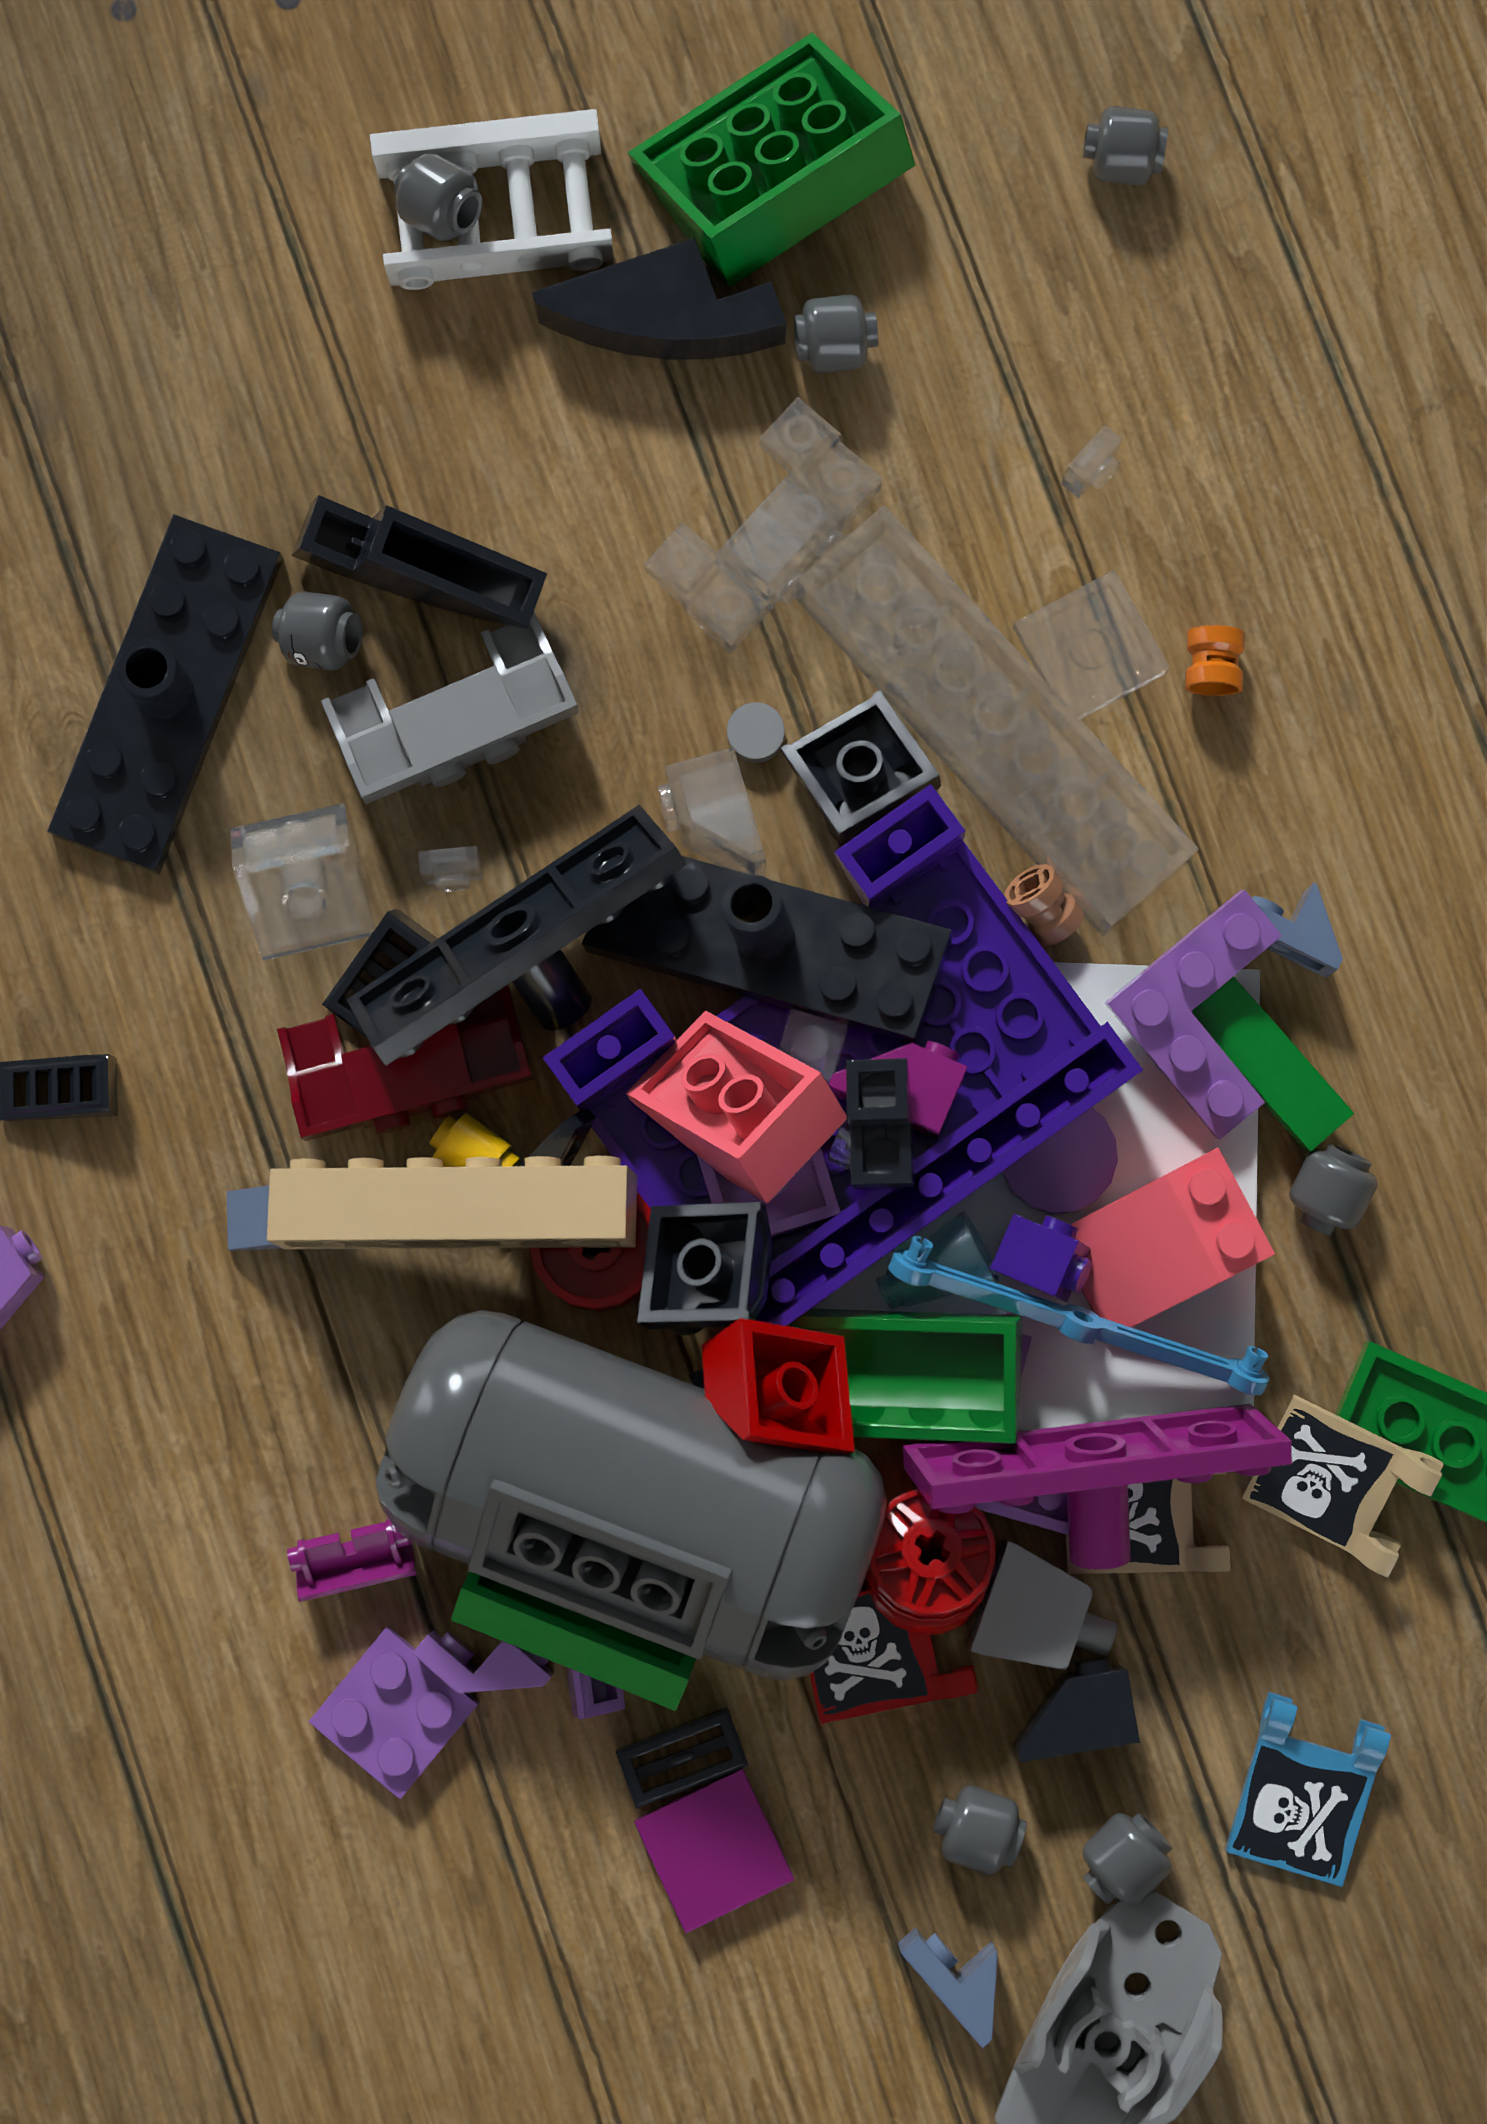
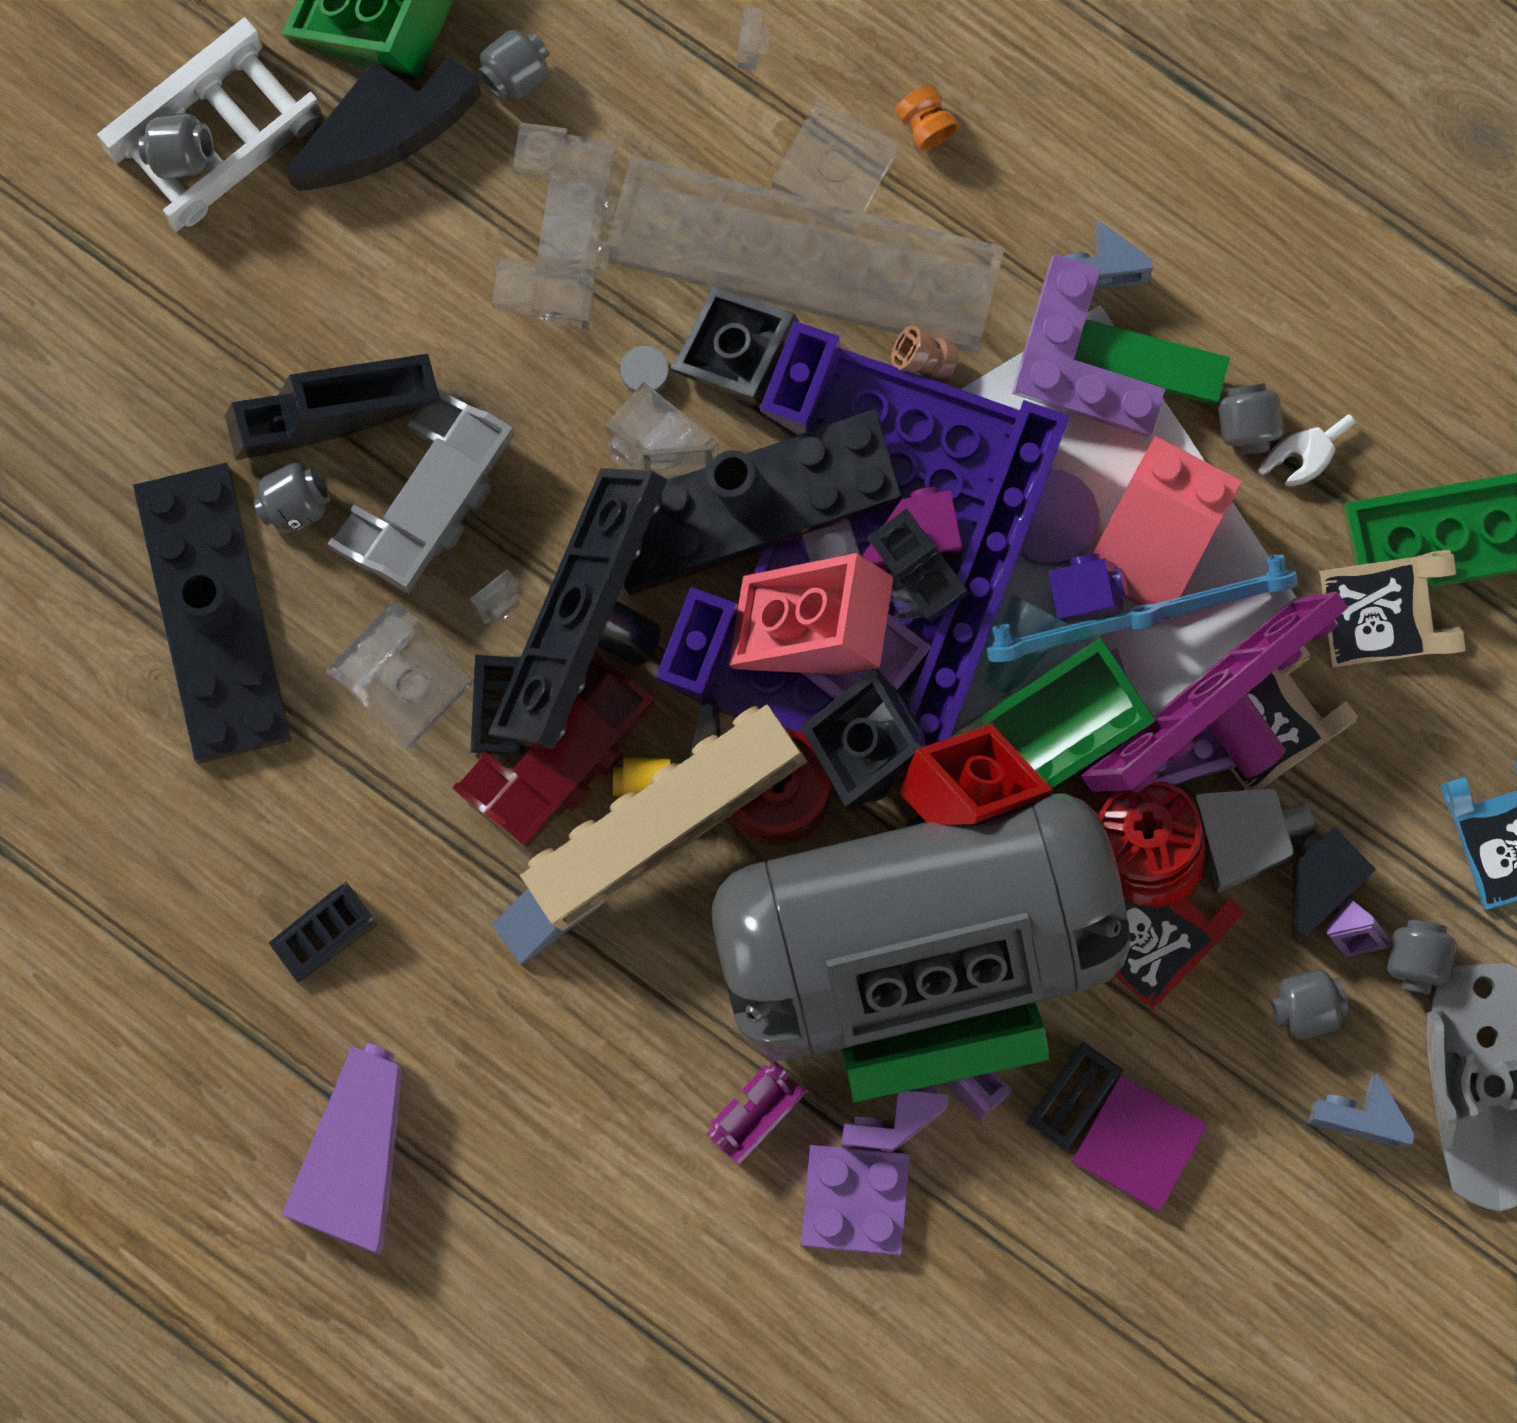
camera: 30 degrees left, 5 degrees down
(1077, 1788) = (1356, 931): none -> medium lavender slope
(1375, 1259) = (1311, 447): none -> white hand

